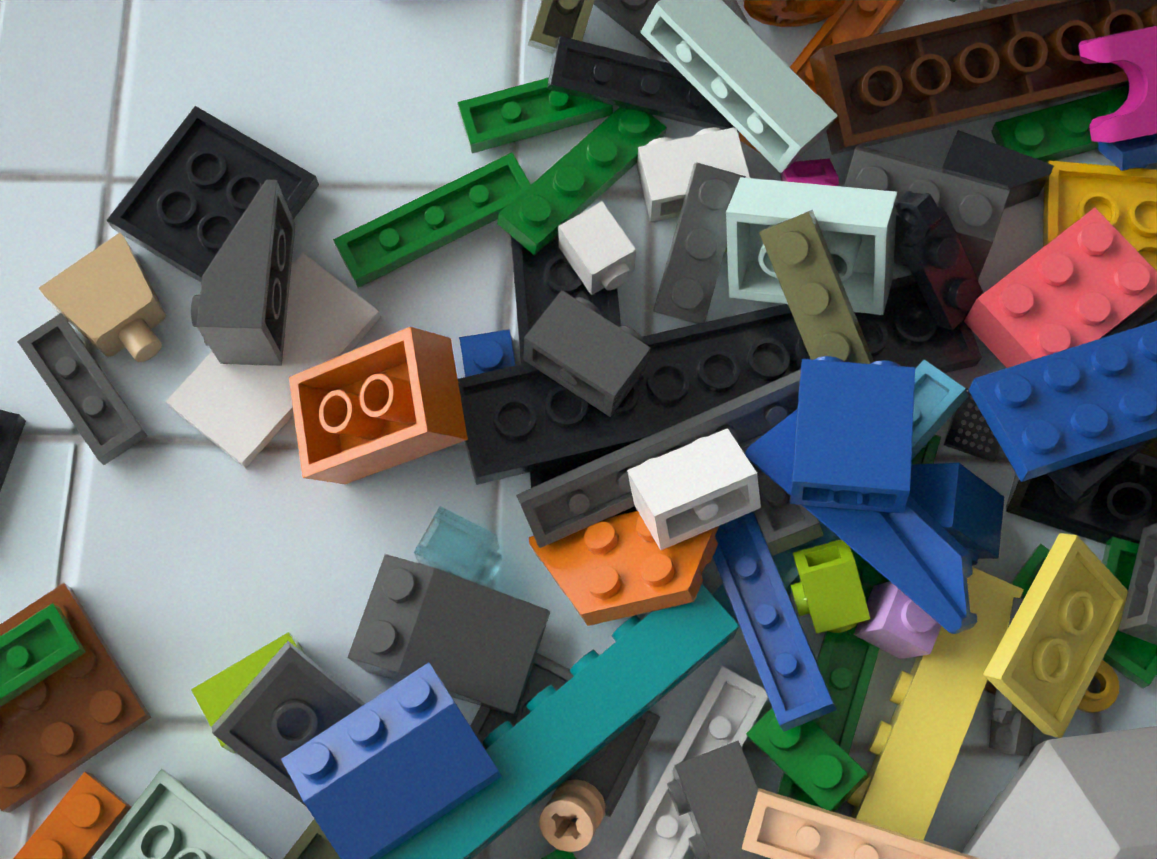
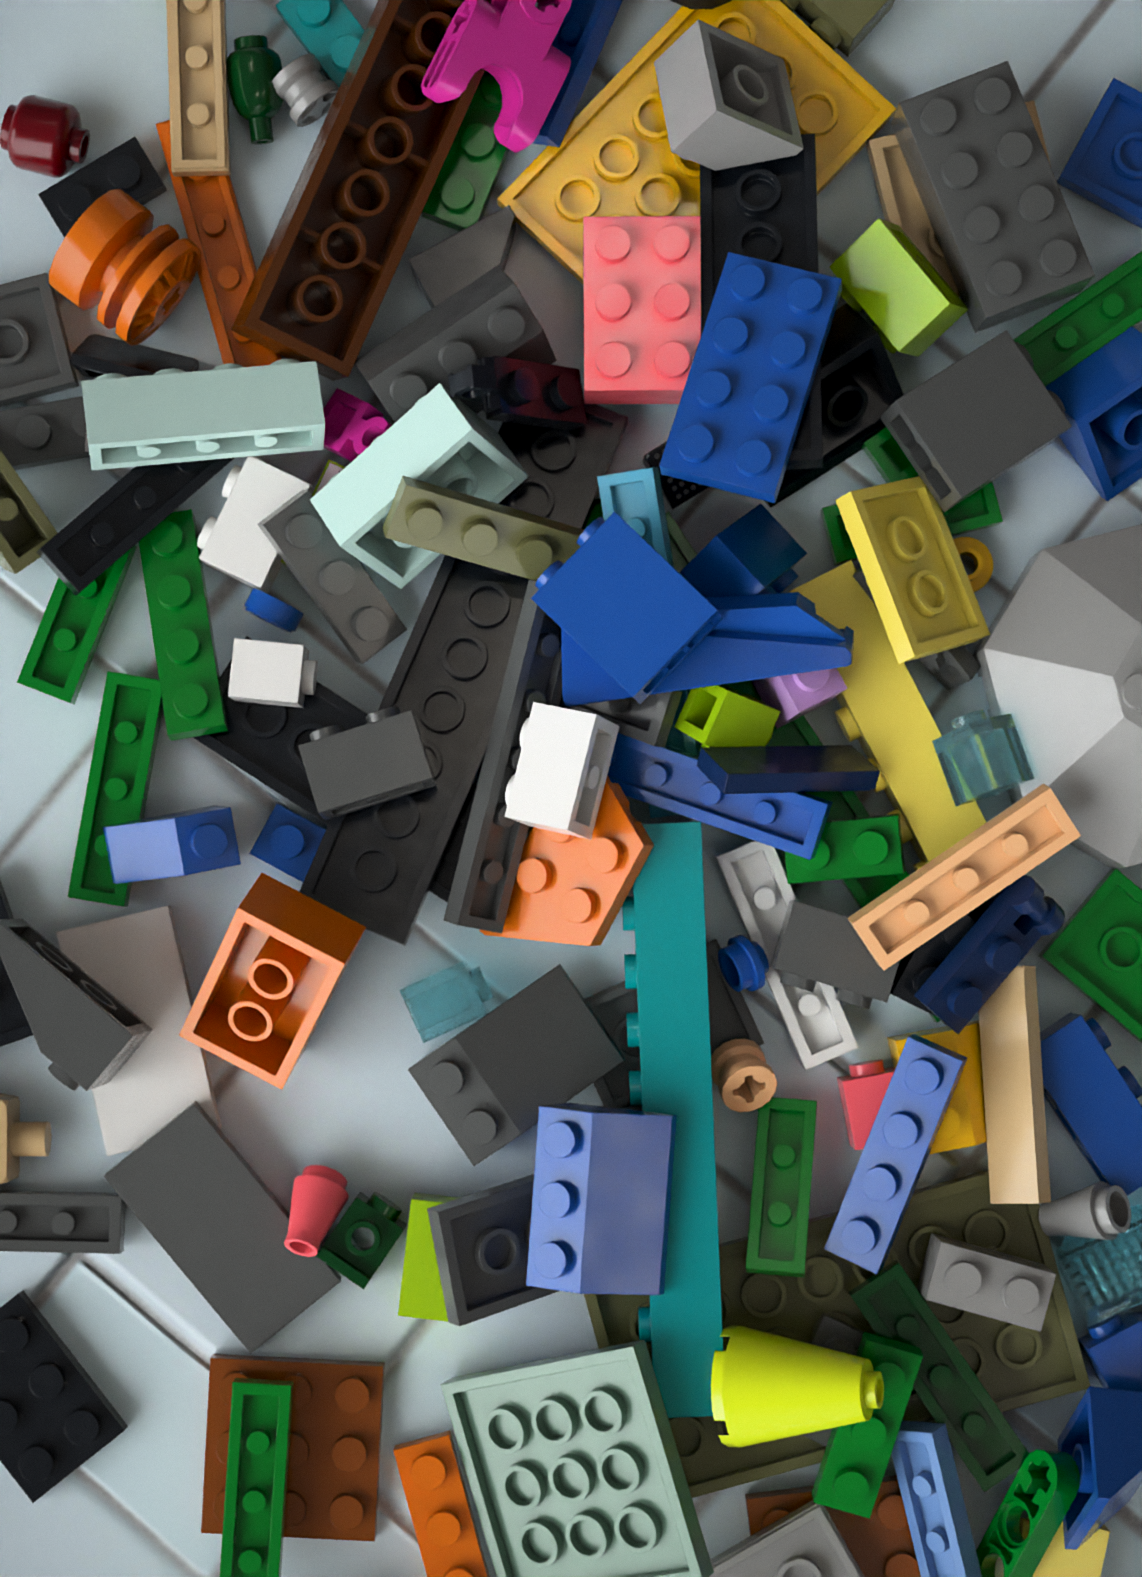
camera: 50 degrees left, 15 degrees up
(170, 519) = (220, 1226): none -> dark grey tile
(210, 624) = (345, 1255): none -> dark green brick
(232, 570) = (315, 1205): none -> coral cone
(423, 275) = (172, 845): none -> blue slope
(642, 227) = (273, 610): none -> blue tile
(658, 748) = (743, 964): none -> blue plate
(833, 657) = (787, 769): none -> dark blue tile
(966, 804) = (982, 757): none -> clear light blue brick

